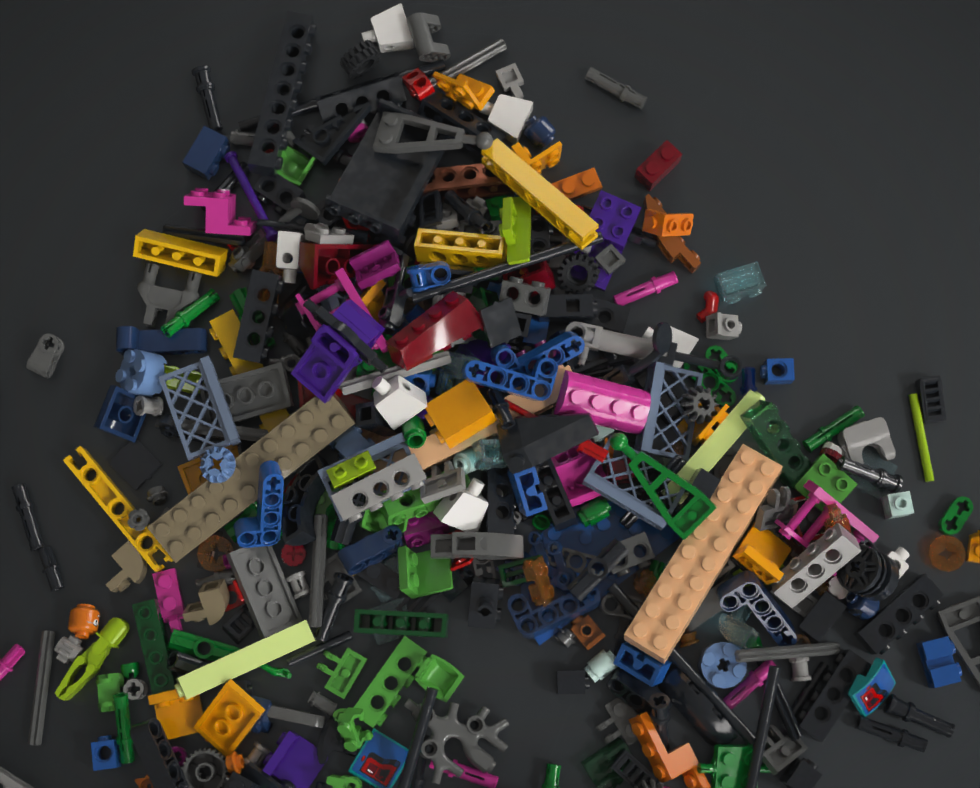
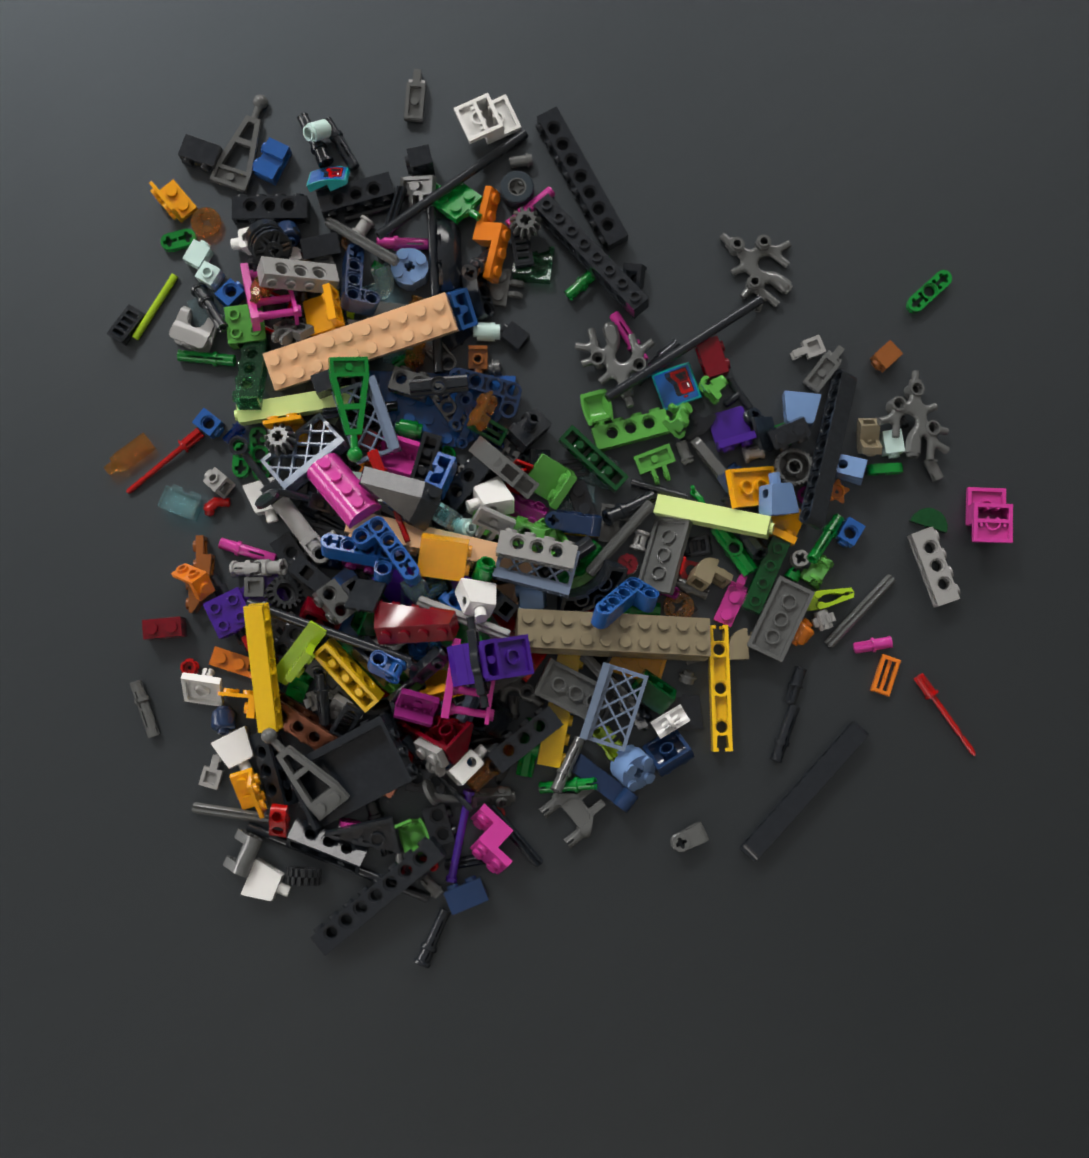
camera: 140 degrees left, 5 degrees up
(107, 614) = (780, 619): none -> dark grey plate
(141, 441) = (670, 721): none -> white hips
(142, 524) = (717, 666): dark grey plate -> none
(148, 406) = (647, 742): light grey bush -> none
(170, 457) = (657, 693): none -> dark green brick
(180, 252) = (541, 835): yellow brick -> none
(197, 726) = (777, 497): none -> medium blue torso
(203, 328) = (564, 771): none -> dark grey pin
(227, 465) = (625, 662): medium blue gear -> none
(234, 762) = (770, 457): orange plate -> none
(352, 468) = (545, 576): lime hinge -> none
(501, 409) = (413, 537): black axle -> none
(580, 141) = (202, 688): none -> white tile
(608, 146) = (189, 662): none -> red plate
(621, 280) = (258, 568): none -> light grey piece
(783, 335) = (185, 444): none -> red piece
(822, 289) = (130, 454): none -> clear orange hinge
(832, 451) = (221, 342): piece -> none
(870, 496) = (230, 285): none -> blue brick
(922, 725) = (317, 130): none -> light aqua brick
(926, 516) = (198, 253): none -> light aqua brick

